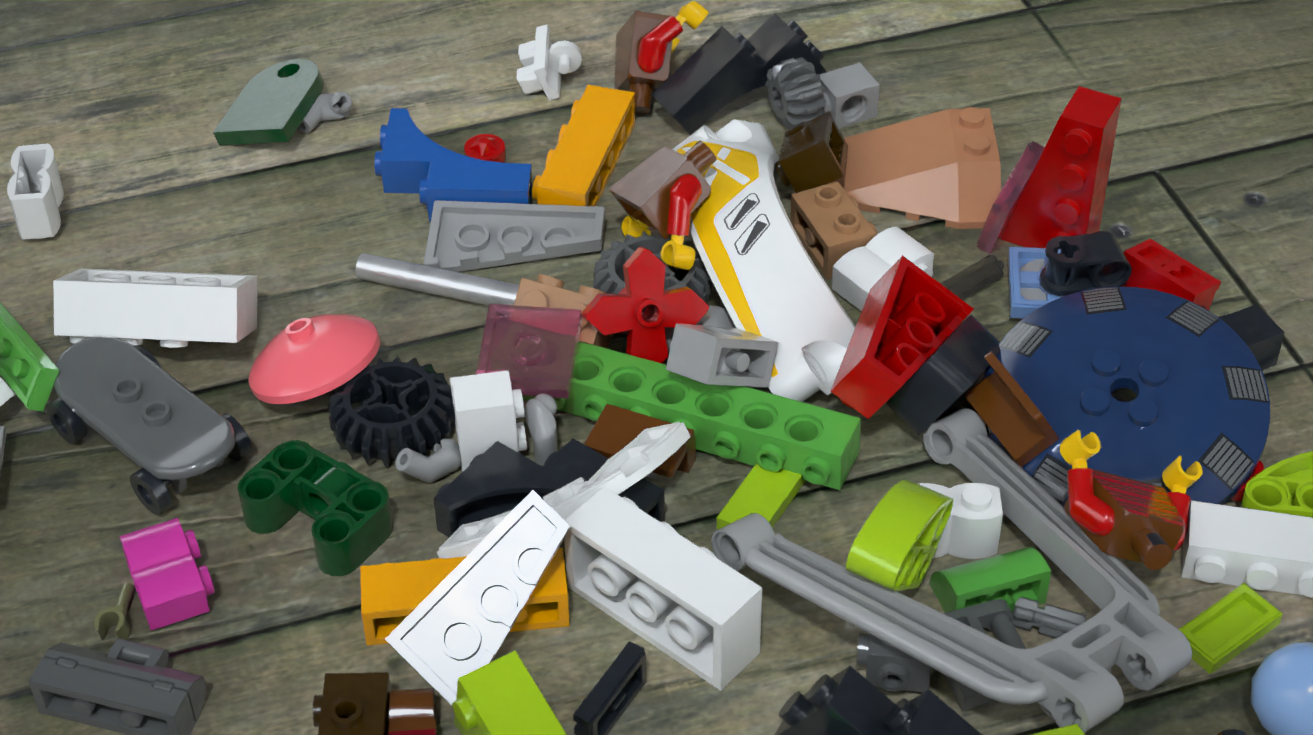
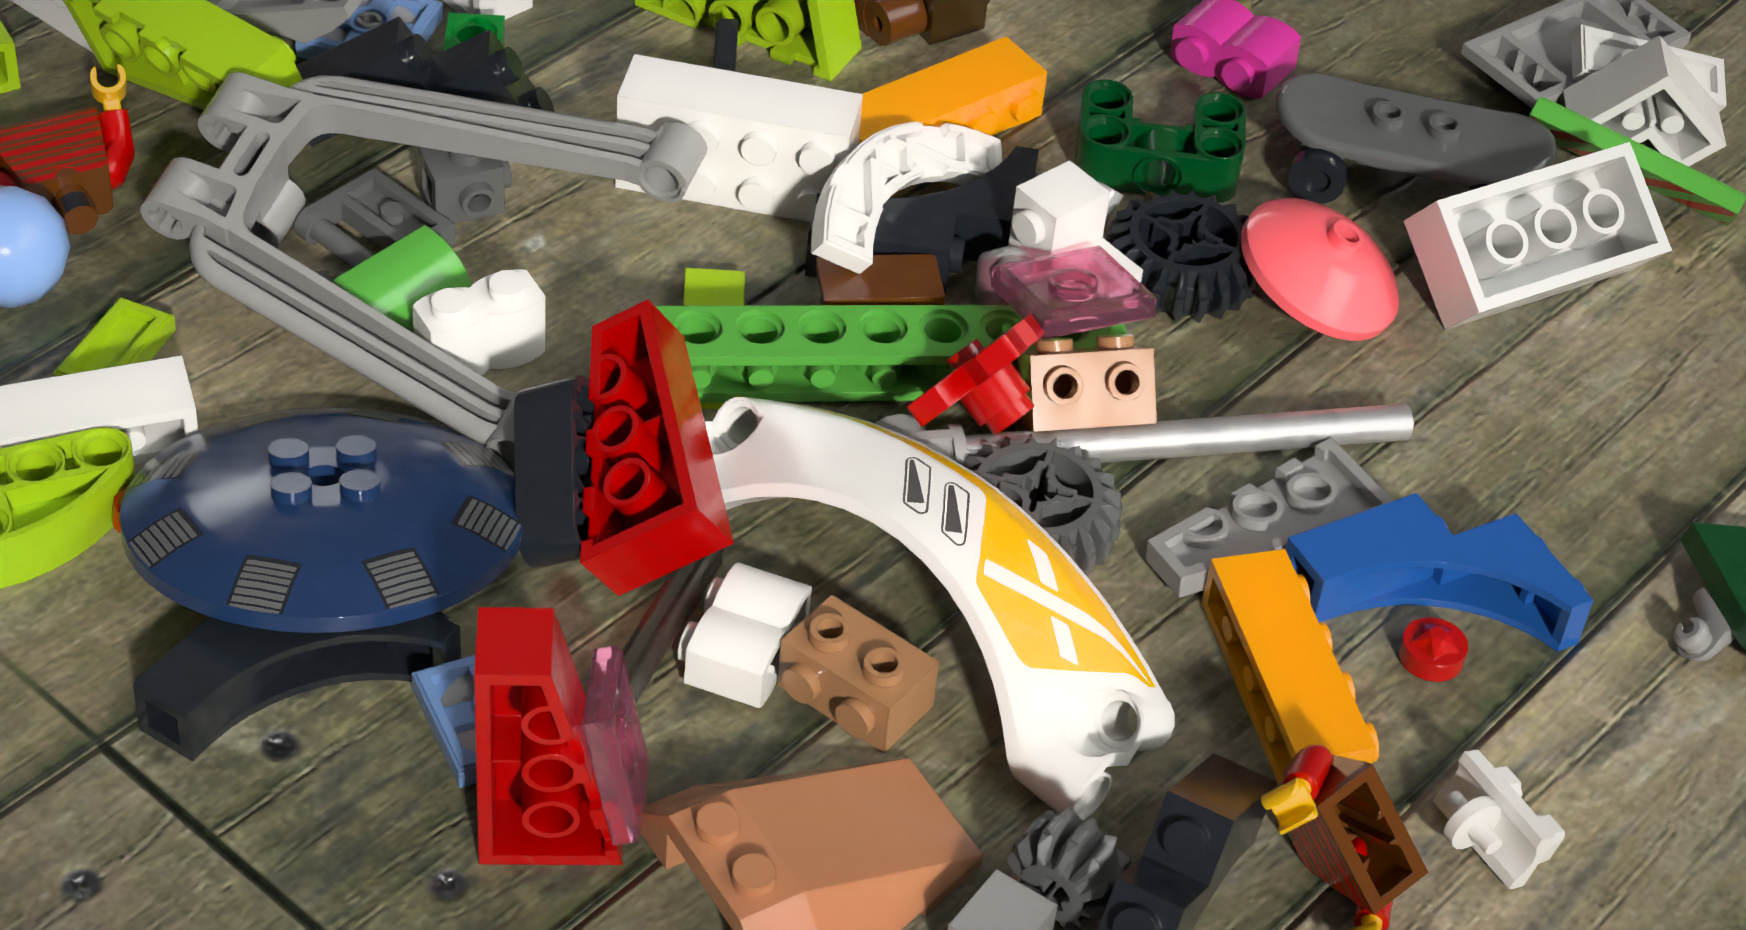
camera: 145 degrees right, 0 degrees up
(481, 599) = (898, 55): wing -> none
(662, 197) = (1081, 513): torso -> none
(721, 355) = (855, 313): light grey brick -> none
(812, 154) = (956, 743): dark brown brick -> none
(900, 536) = (503, 185): lime beam -> none
(1011, 414) = (454, 415): reddish brown panel -> none
(1086, 261) = (439, 693): black piece -> none
(1126, 514) = (261, 341): torso -> none
(1165, 271) = (336, 742): red hinge -> none

